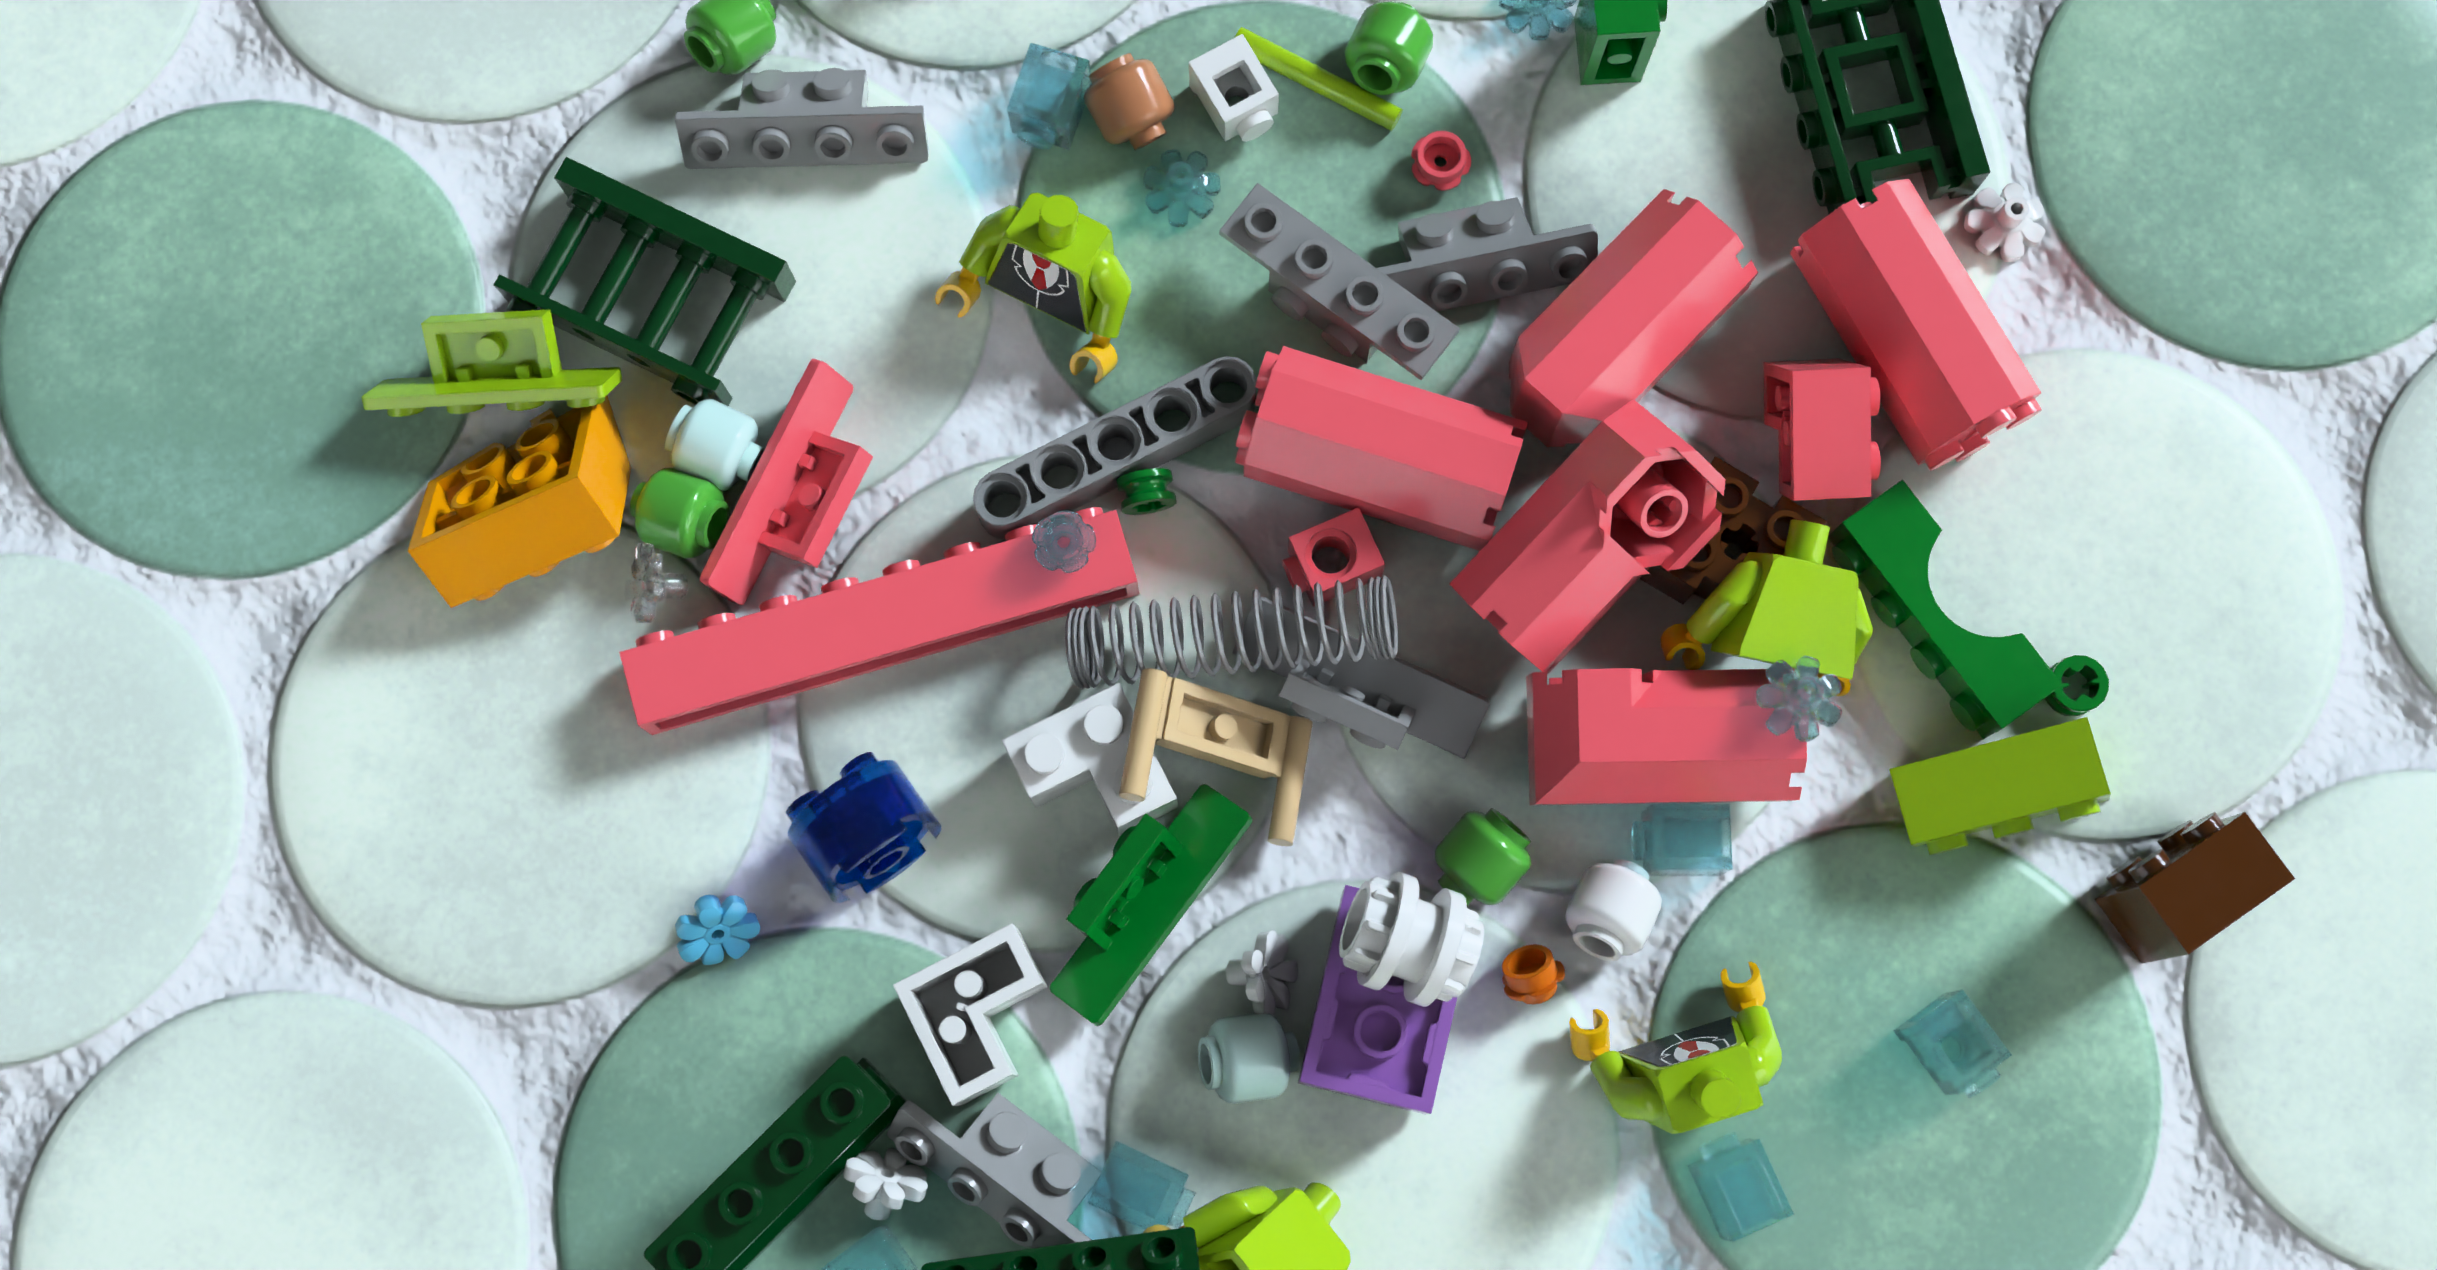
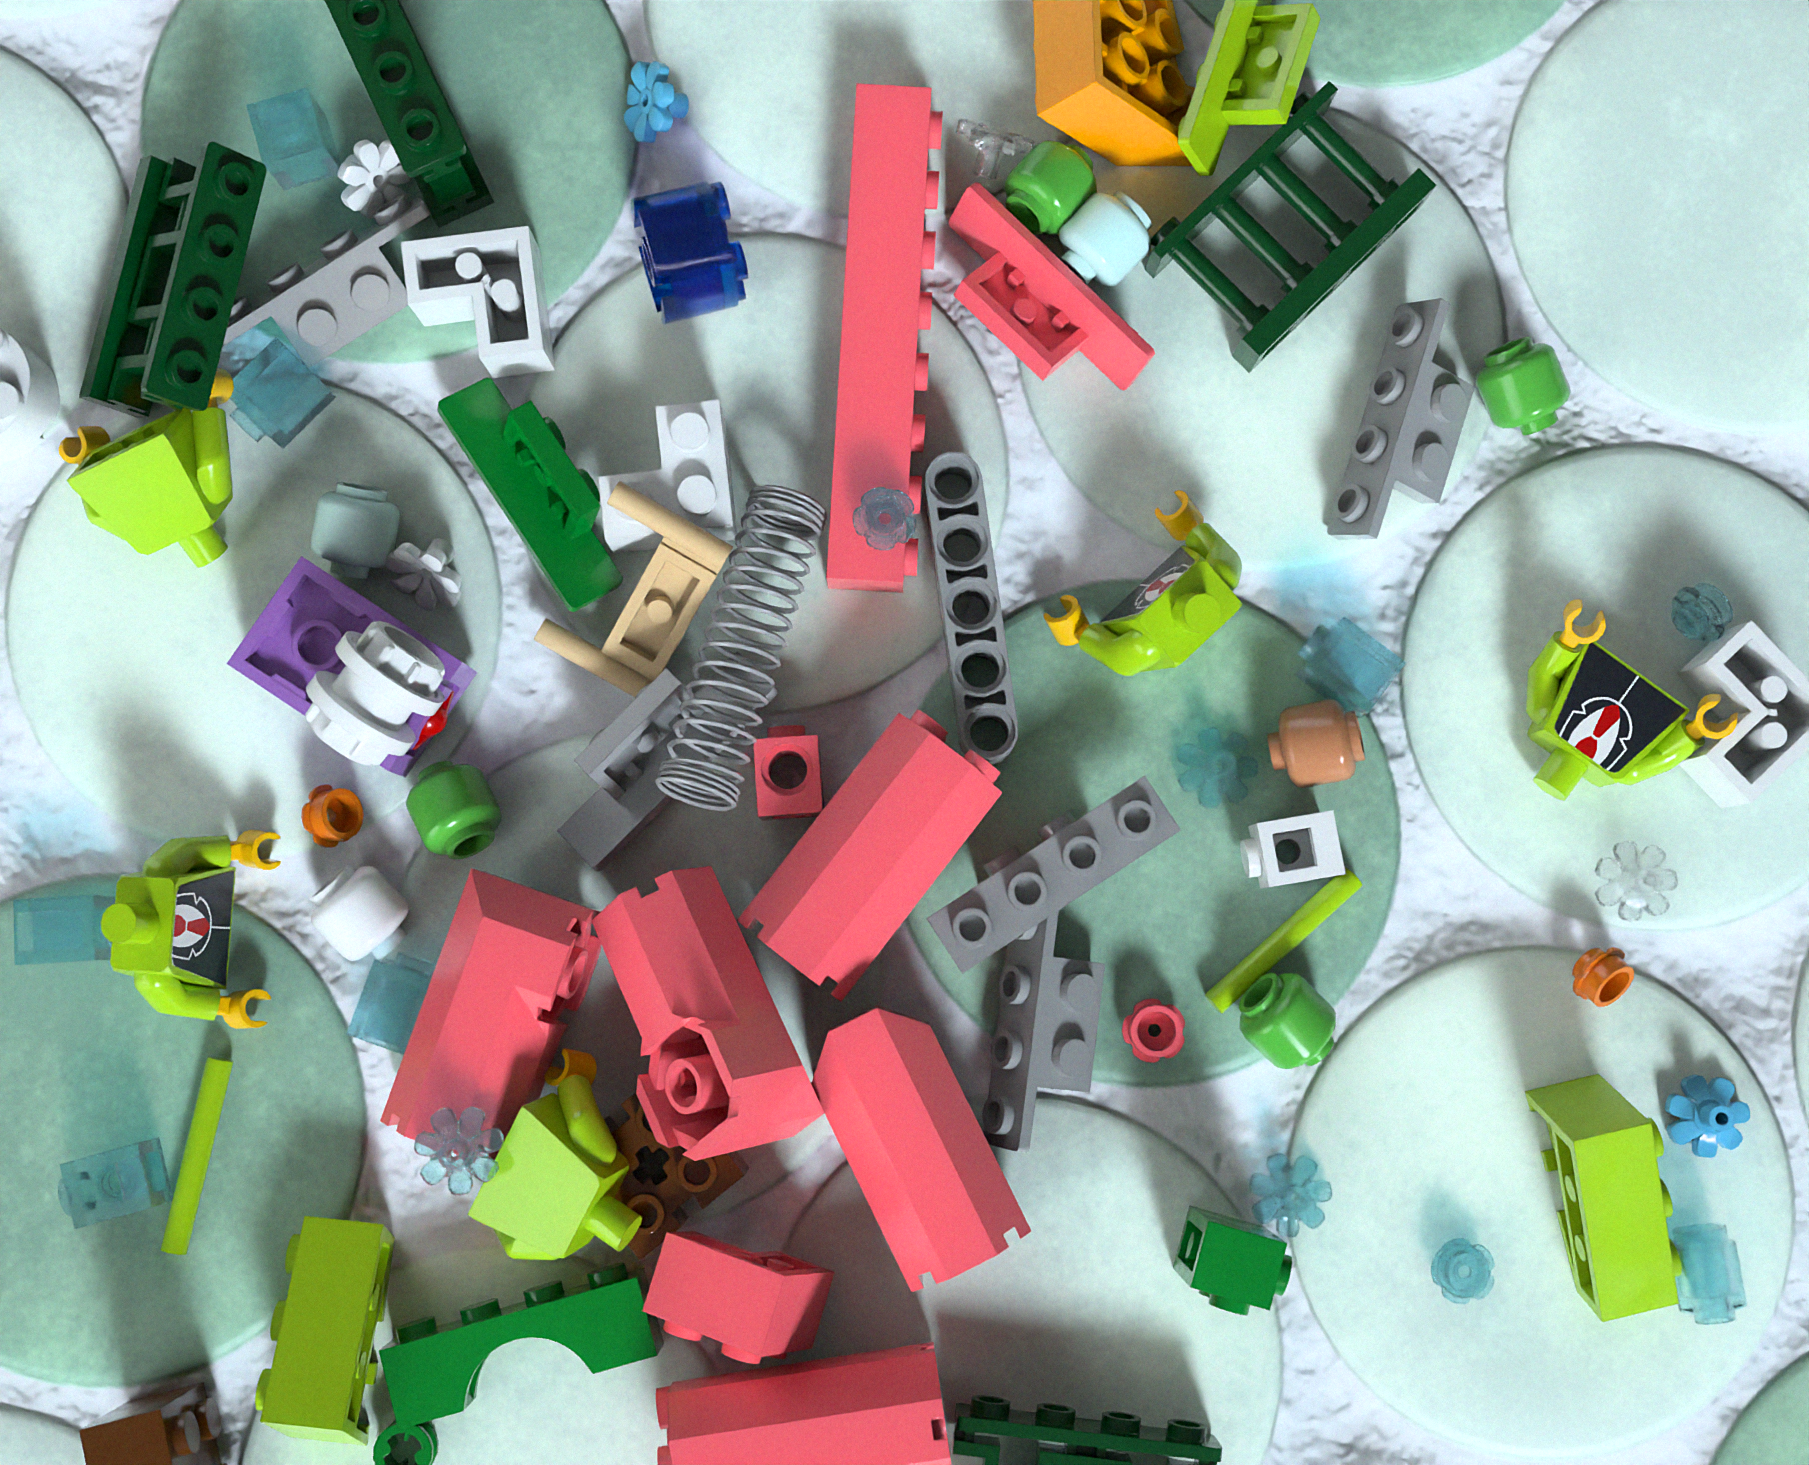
camera: 105 degrees right, 5 degrees up
(1146, 491) = (918, 623): green bush -> none
(1895, 983) = (196, 1156): none -> lime bar

